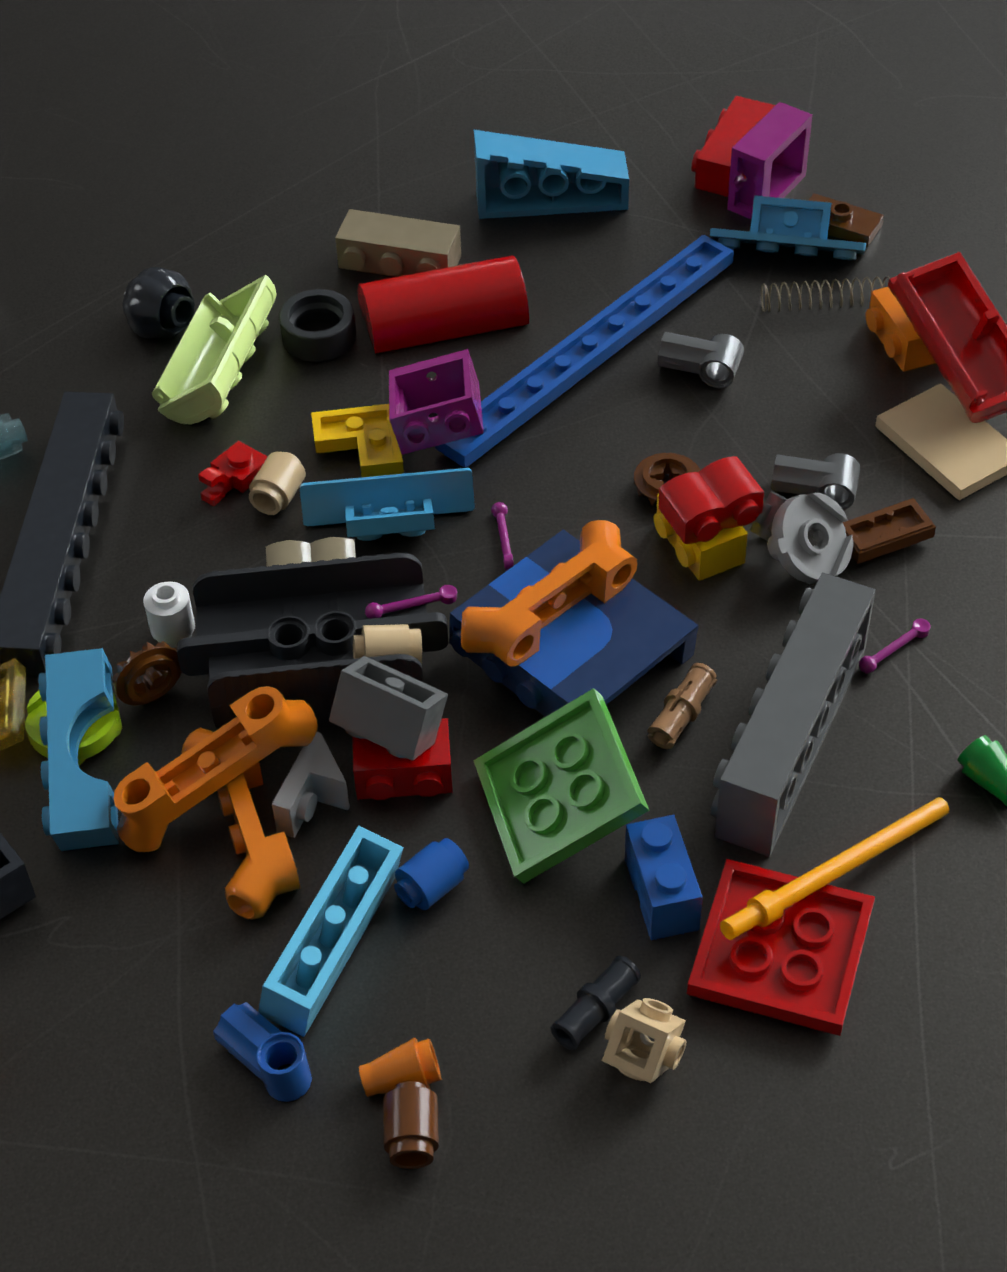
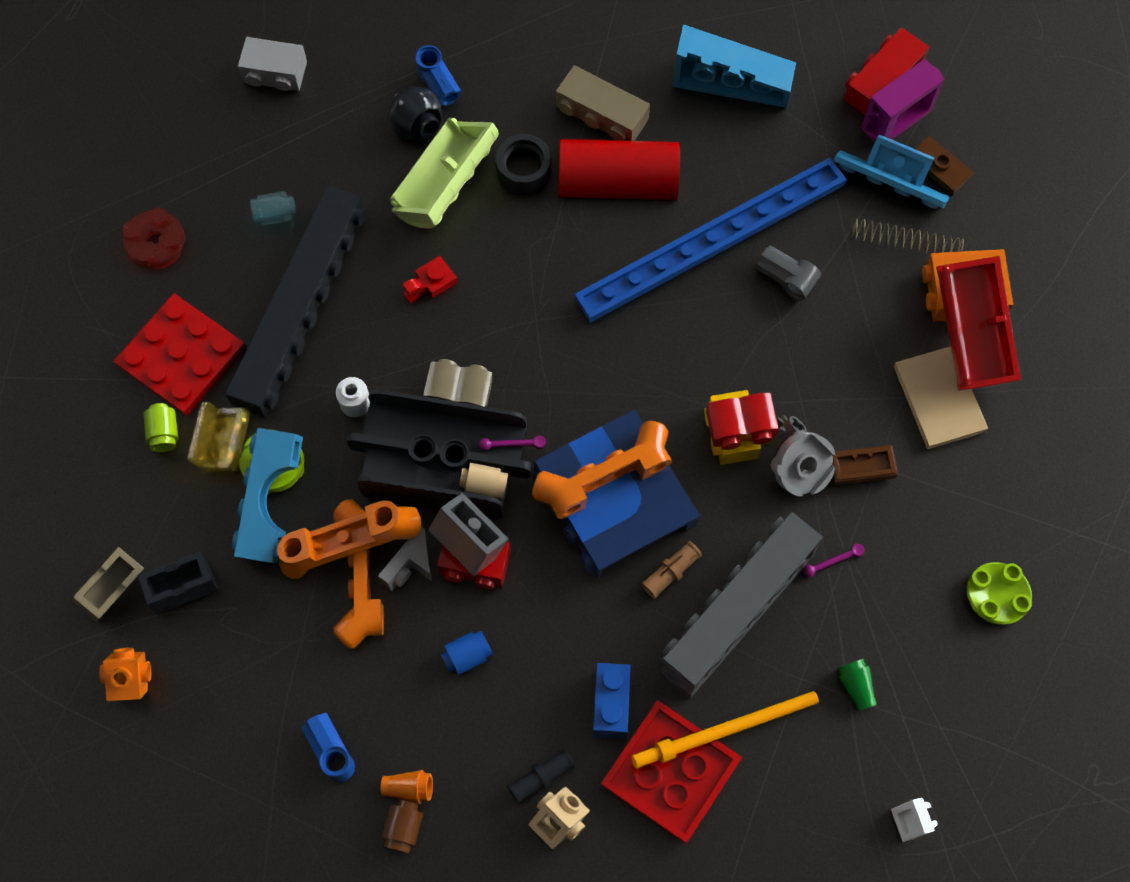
camera: 15 degrees right, 20 degrees up
(160, 677) = (325, 444): reddish brown gear -> none
(162, 251) = (436, 76): none -> blue piece
(276, 482) = (455, 302): tan brick -> none
(330, 931) = (390, 679): medium azure brick -> none
(360, 429) = (532, 271): yellow plate -> none
(387, 502) = (526, 344): dark azure bracket -> none
(450, 394) = (572, 245): magenta window -> none
(499, 511) = (602, 366): magenta hinge -> none
(560, 786) = (566, 616): bright green plate -> none
(652, 471) = (718, 364): reddish brown gear -> none
(834, 477) = (837, 410): dark grey piece -> none

